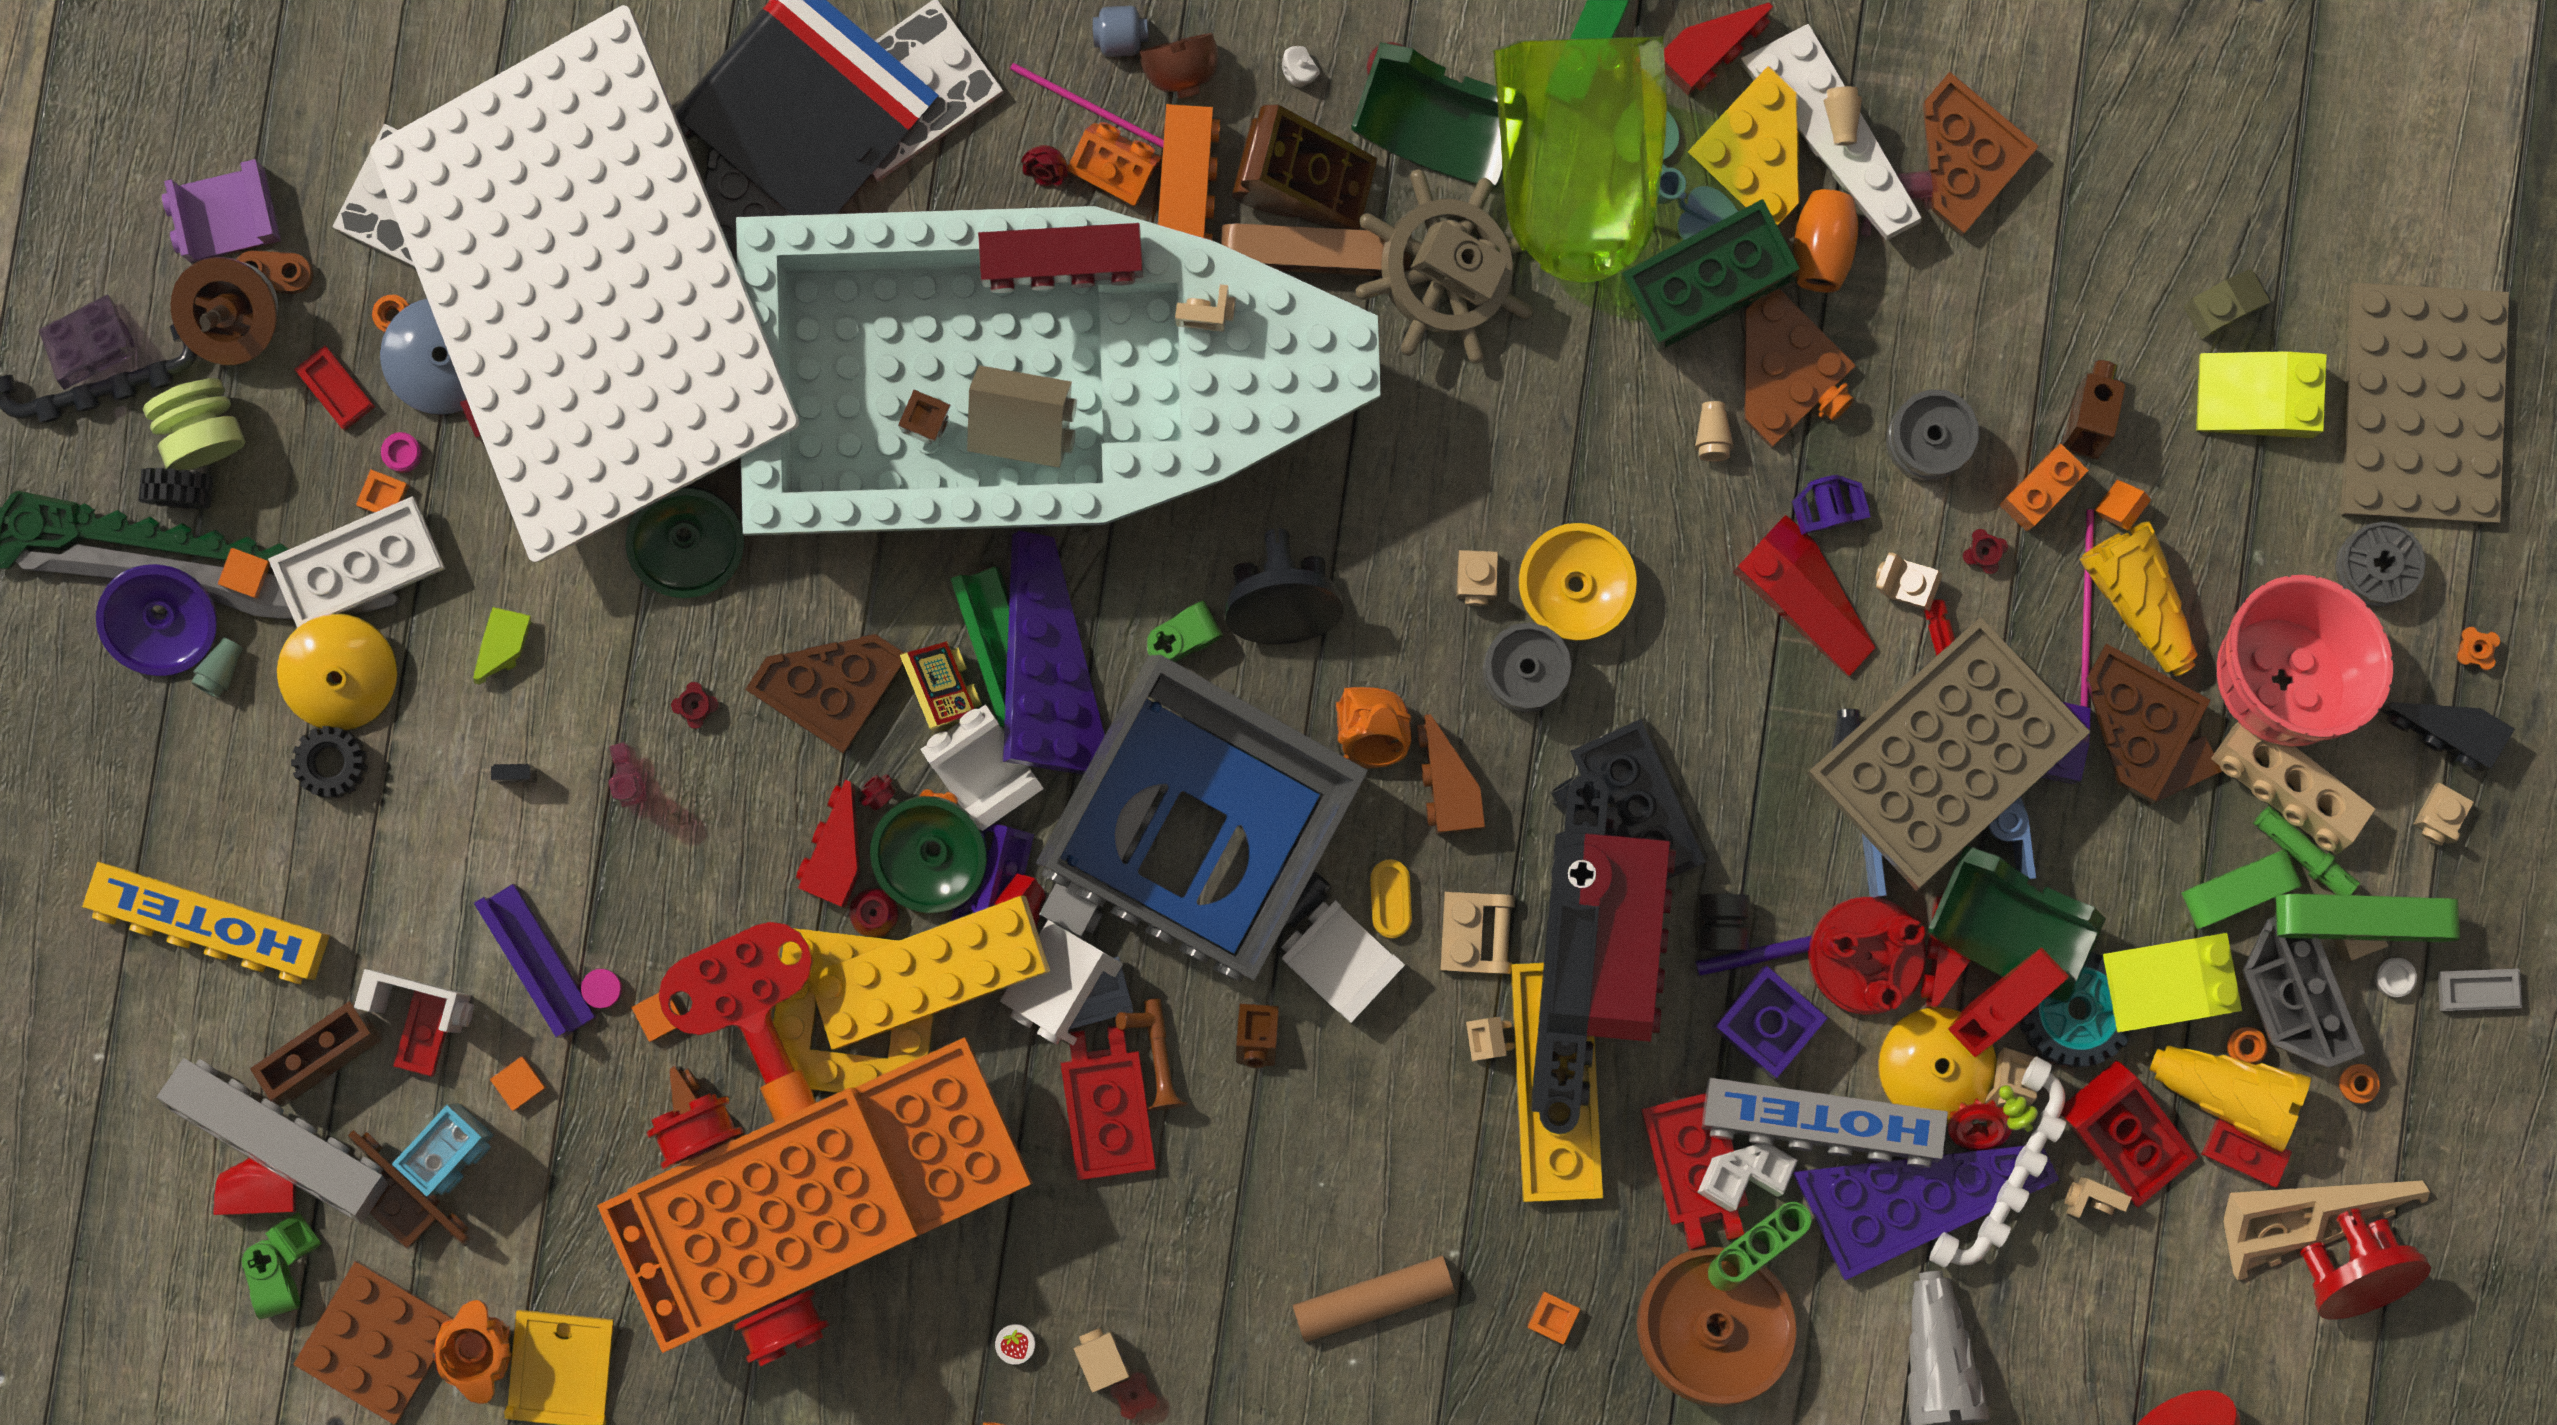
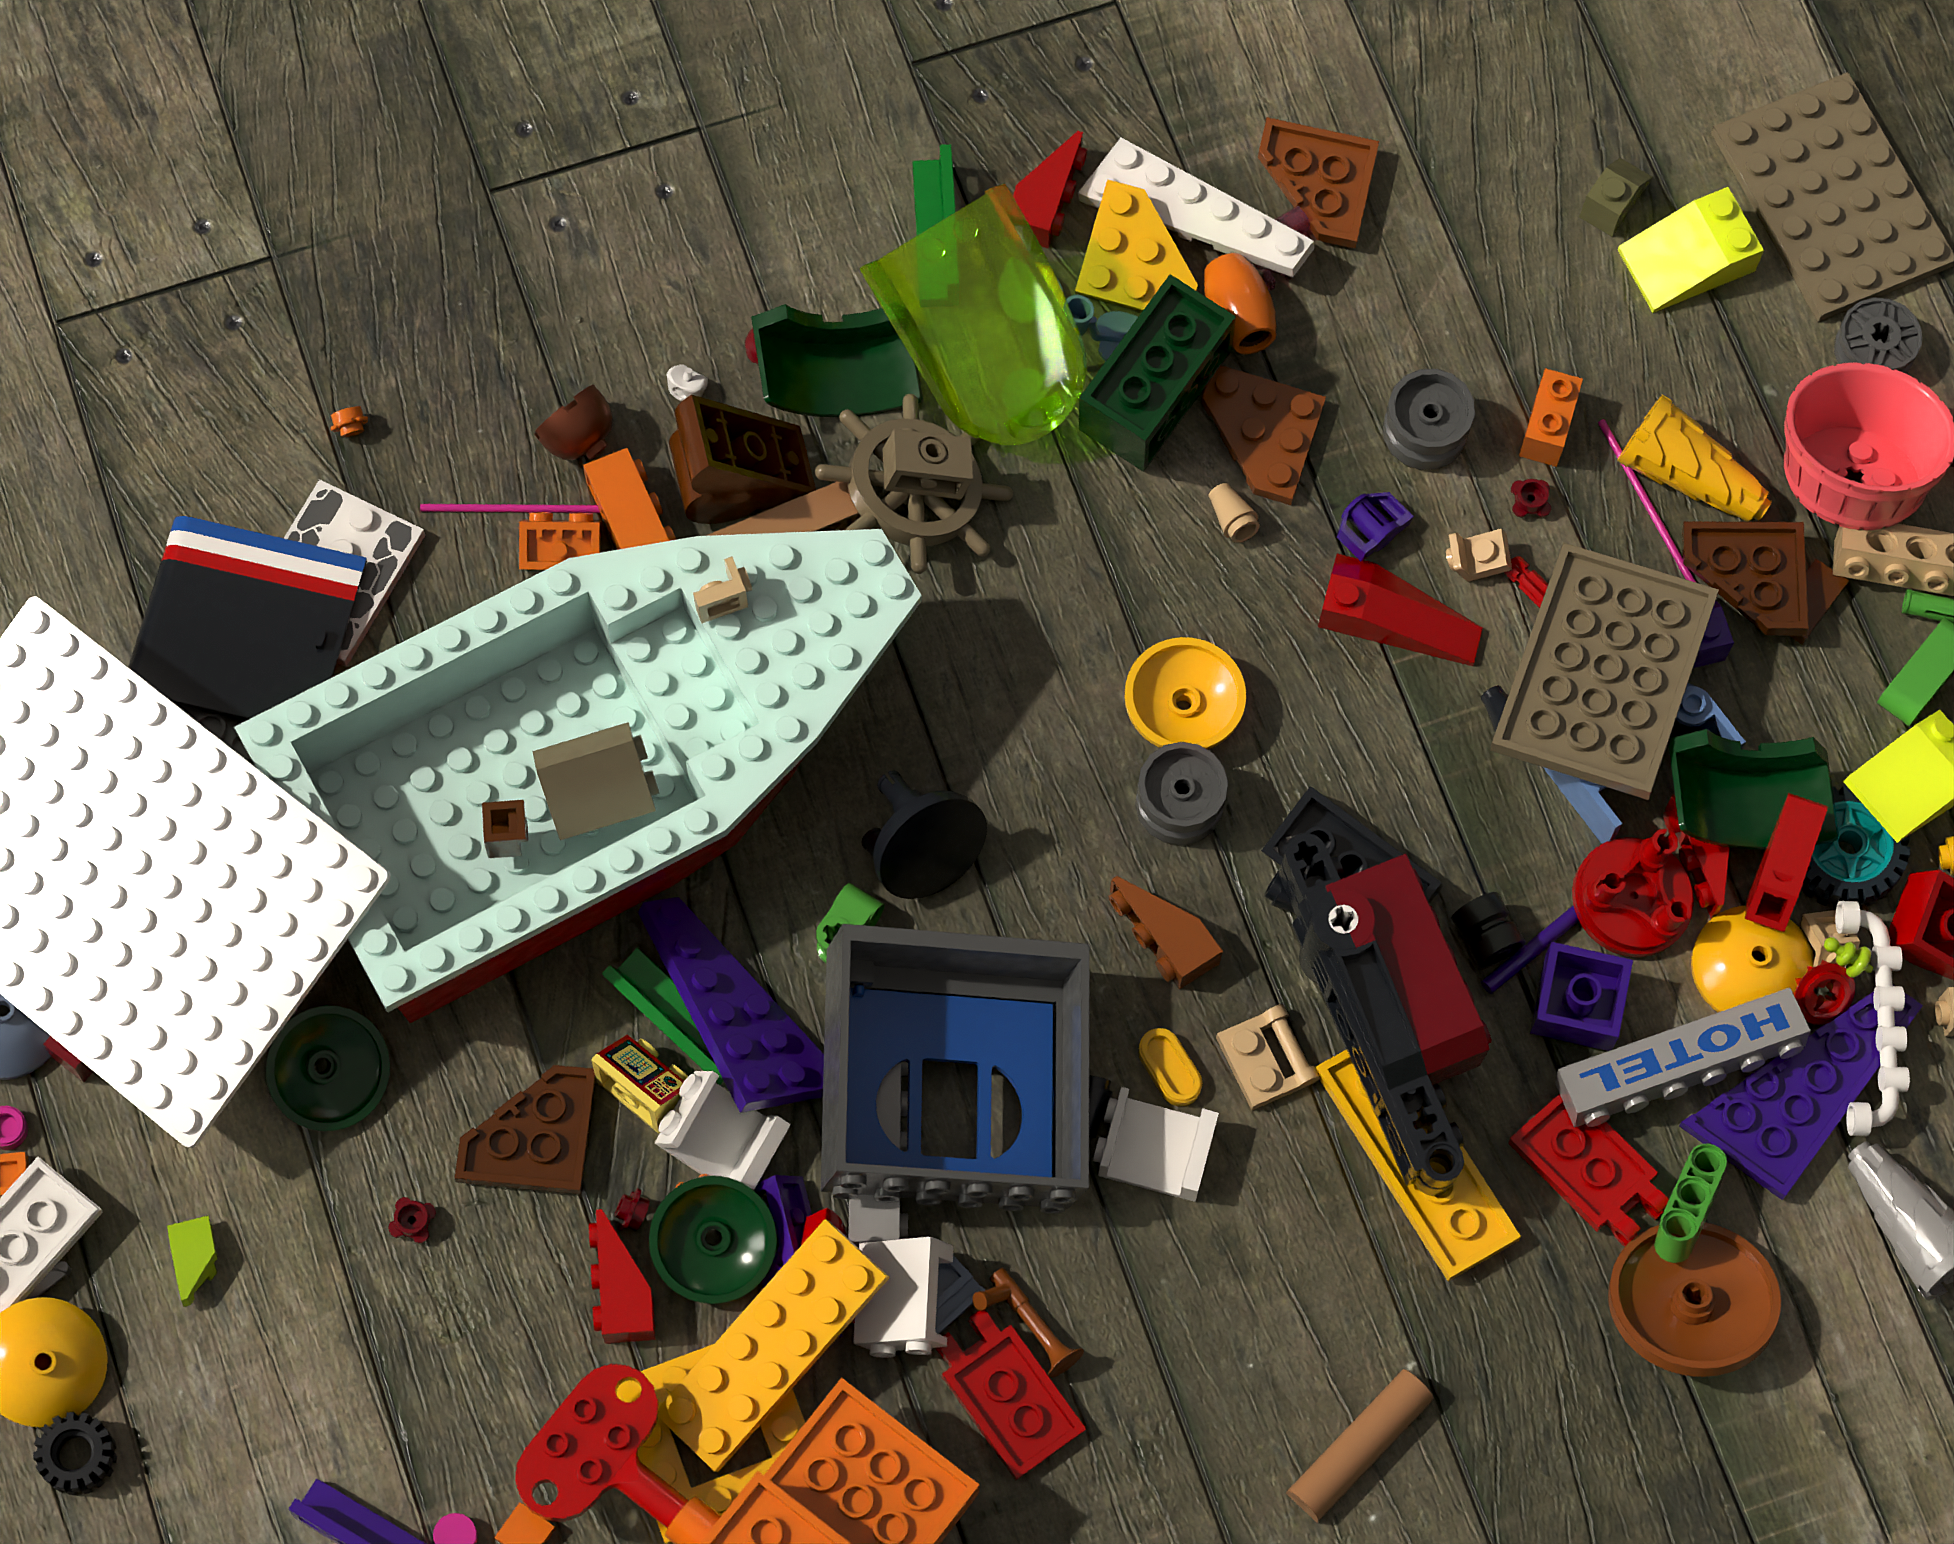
camera: 30 degrees left, 15 degrees down
(513, 773) = (265, 1371): black tile -> none
(627, 782) = (381, 1318): clear pink bar -> none
(886, 915) = (689, 1340): dark red plate -> none
(1045, 165) = (497, 573): dark red plate -> none
(1060, 256) = (562, 608): dark red brick -> none
(1119, 31) = (505, 428): sand blue head -> none
(1257, 1035) = (1115, 1254): reddish brown bracket -> none
(1369, 722) = (1059, 911): orange piece -> none
(1477, 577) = (1090, 741): tan bracket -> none
(1487, 1038) = (1331, 1145): tan tile -> none
(1553, 1317) = (1537, 1375): orange tile -> none
(1730, 1173) = (1626, 1148): white tile -> none
(1835, 402) = (1326, 435): orange plate -> none
(1843, 113) = (1195, 184): tan cone -> none
(2094, 411) = (1555, 321): reddish brown torso -> none
(2122, 504) = (1627, 399): orange tile -> none

